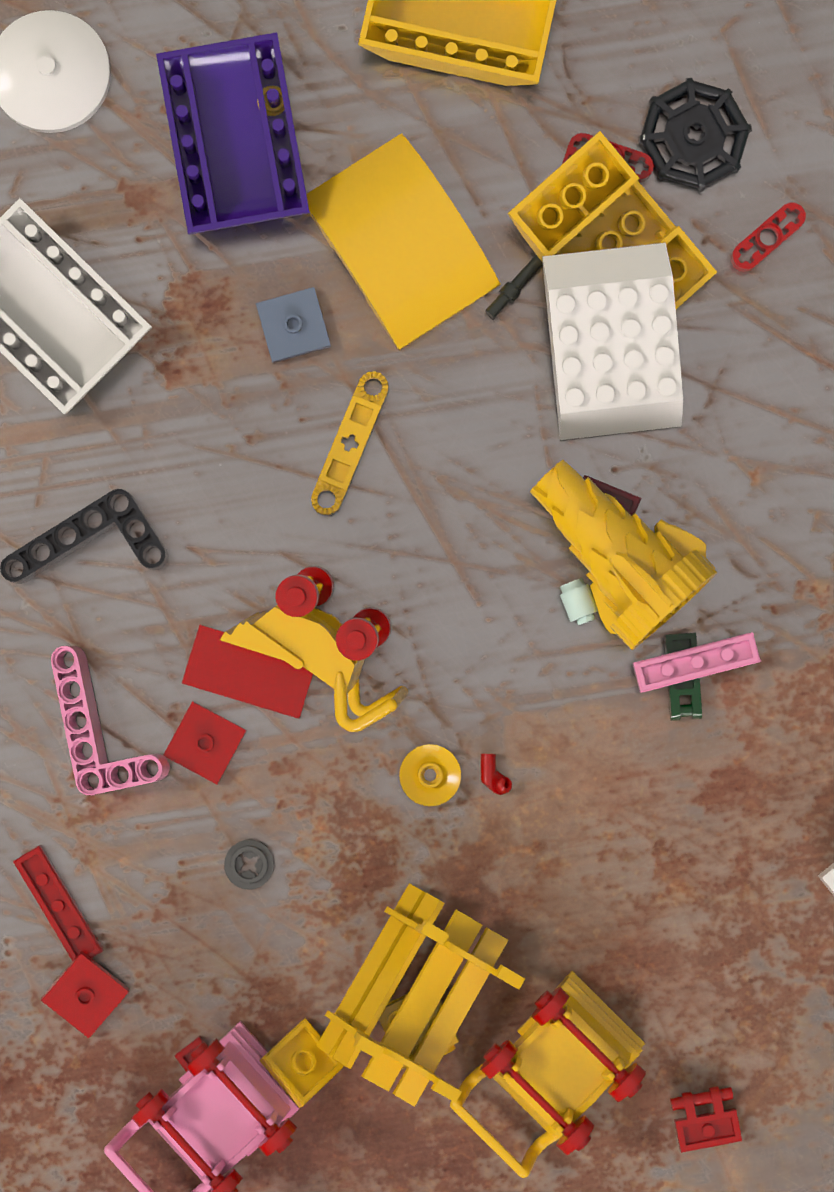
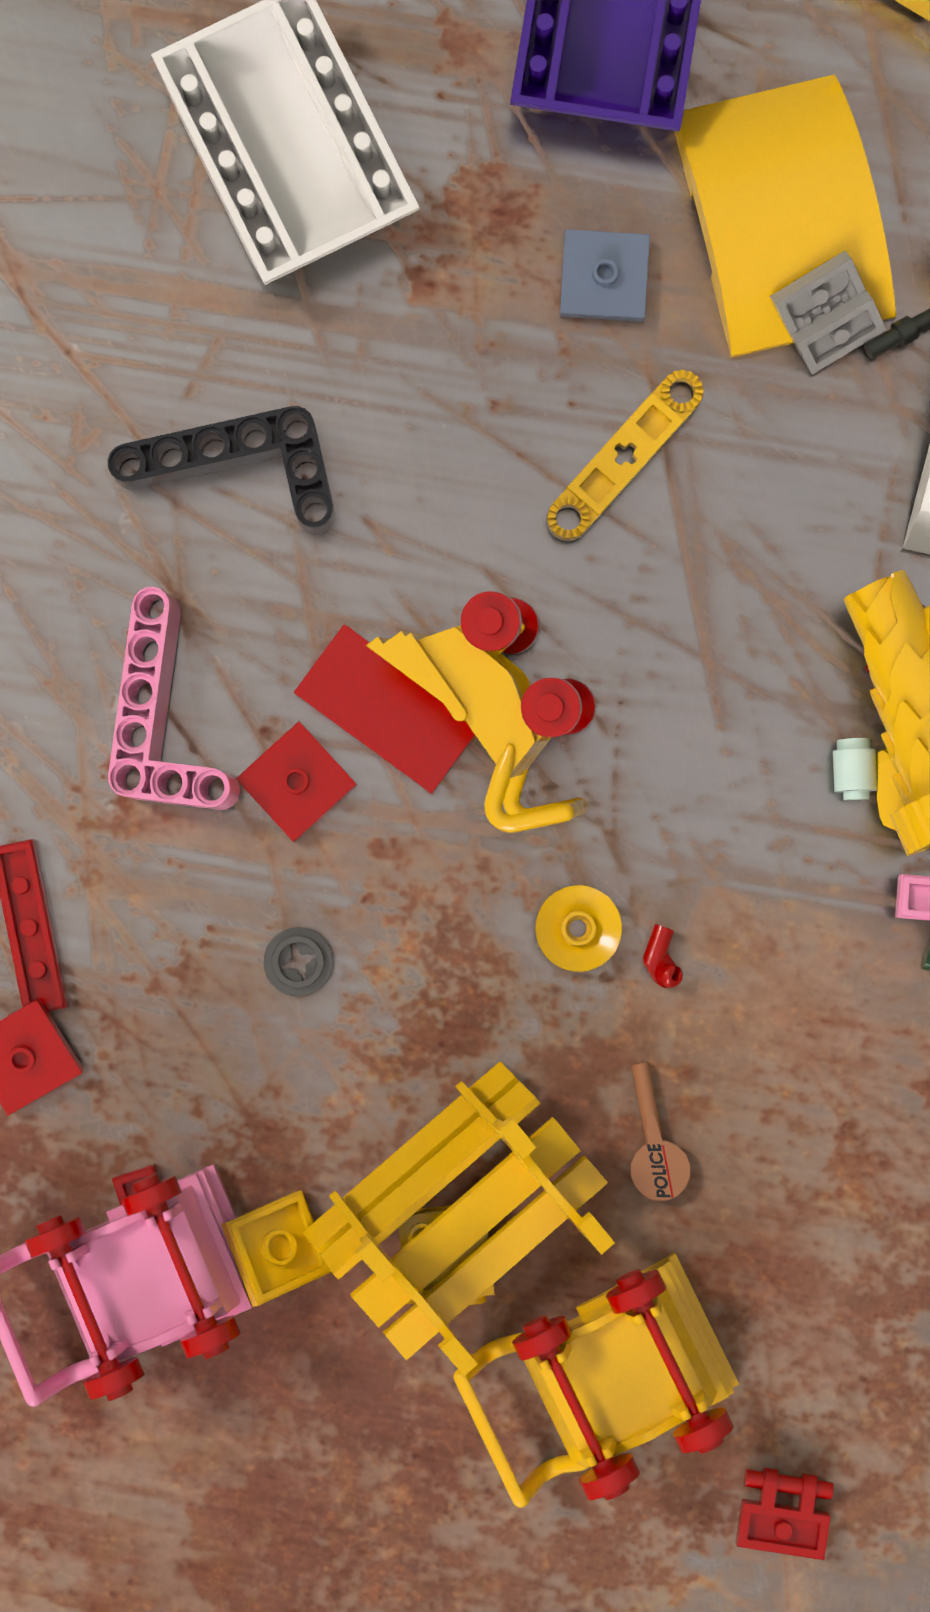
camera: 25 degrees right, 0 degrees up
(453, 299) = (828, 312): none -> light grey slope
(541, 916) = (658, 1167): none -> nougat piece

